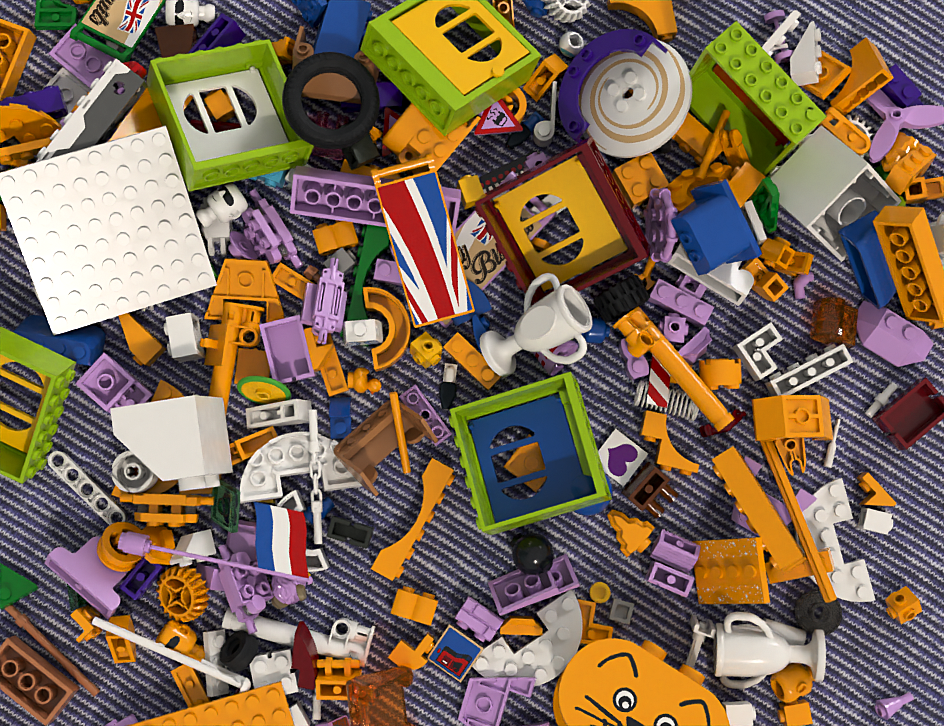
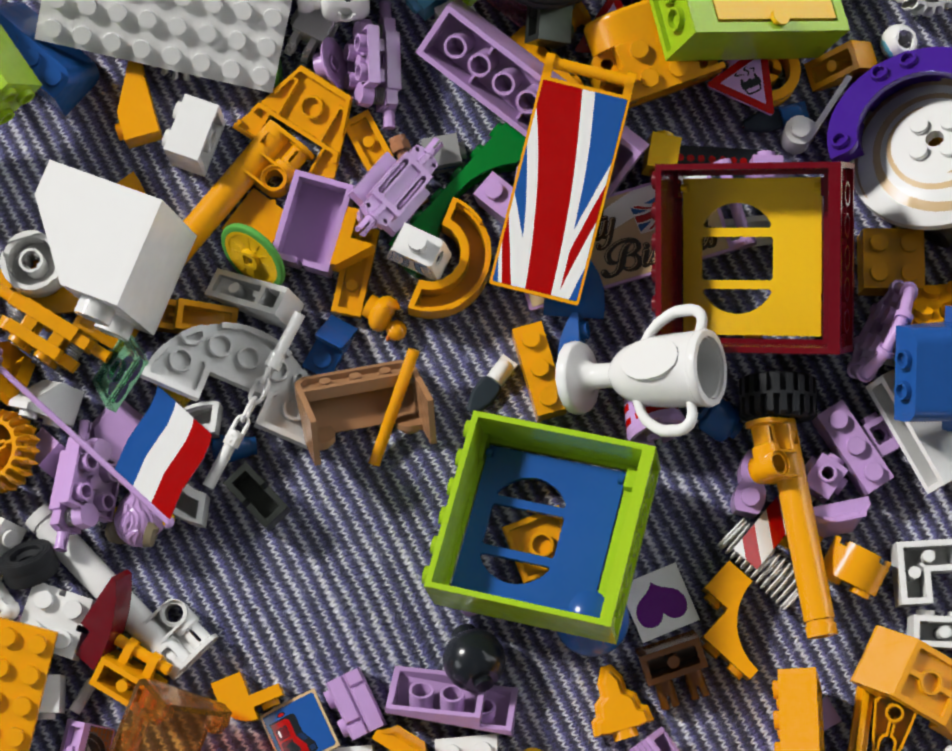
camera: 35 degrees right, 5 degrees down
(112, 385) = (68, 137): lavender slope -> none
(216, 344) = (227, 165): light orange piece -> none
(333, 237) = (451, 115): light orange brick -> none
(391, 558) = (291, 561): light orange arch -> none
(414, 606) = (283, 639): light orange brick -> none
(418, 403) = (439, 383): lavender tile -> none
(426, 350) = (487, 322): yellow brick -> none
(540, 244) = (712, 270): light orange tile -> none
(646, 274) = (830, 388): light orange bar -> none
(707, 430) = (843, 639): dark red piece -> none

